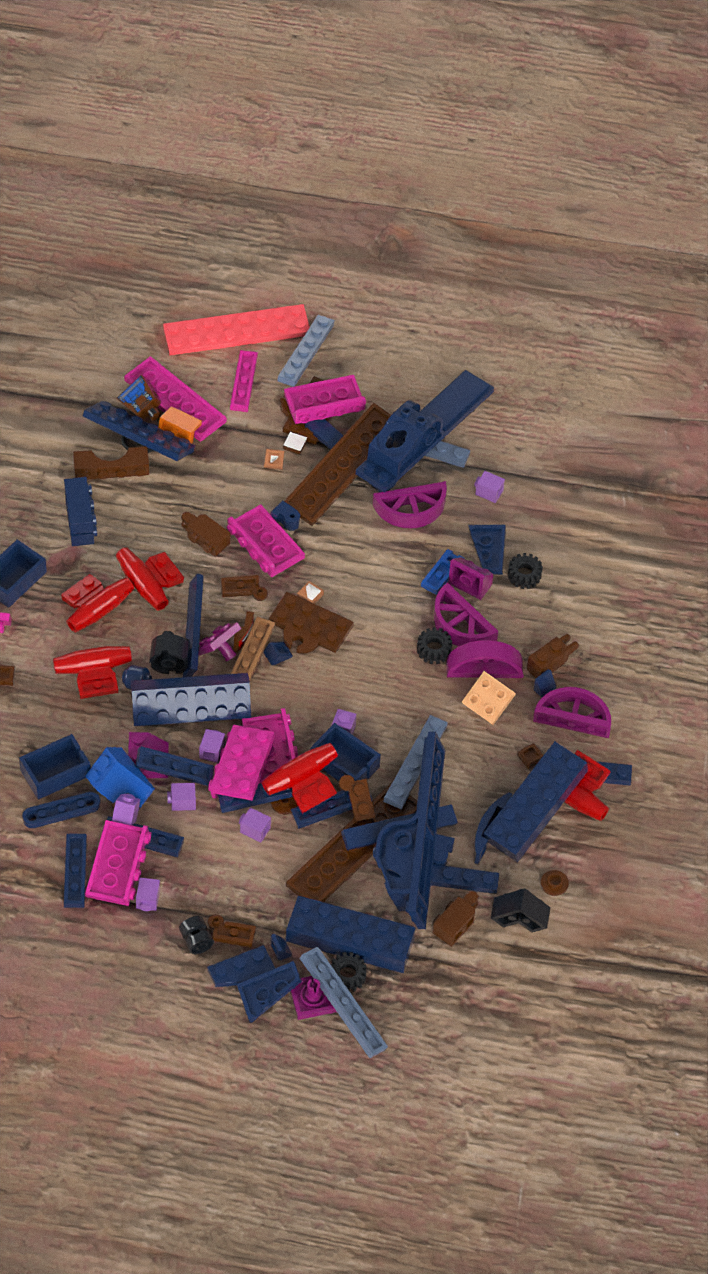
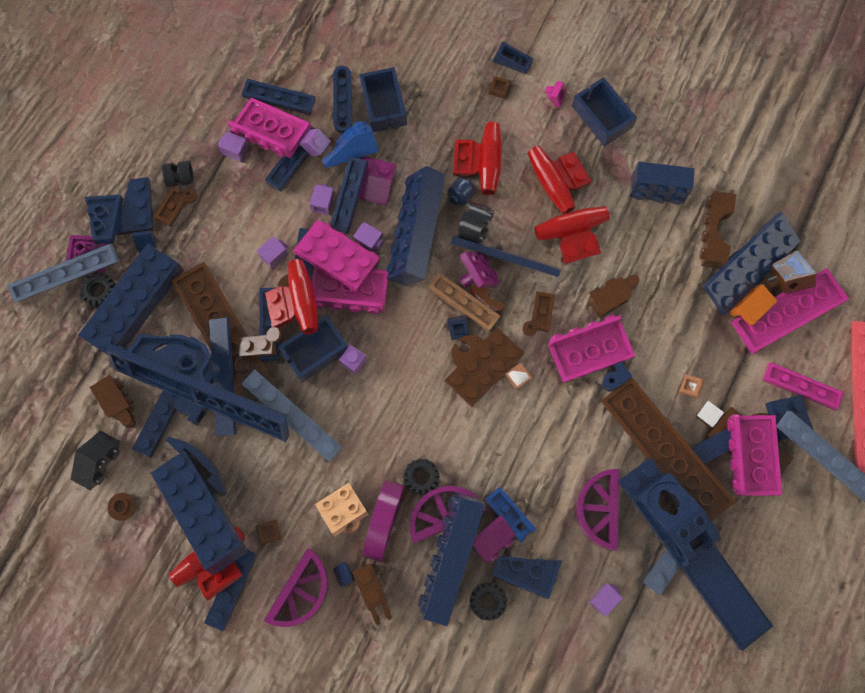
camera: 110 degrees right, 20 degrees up
(270, 387) = (792, 404): none -> dark blue plate
(500, 592) = (451, 558): none -> dark blue brick

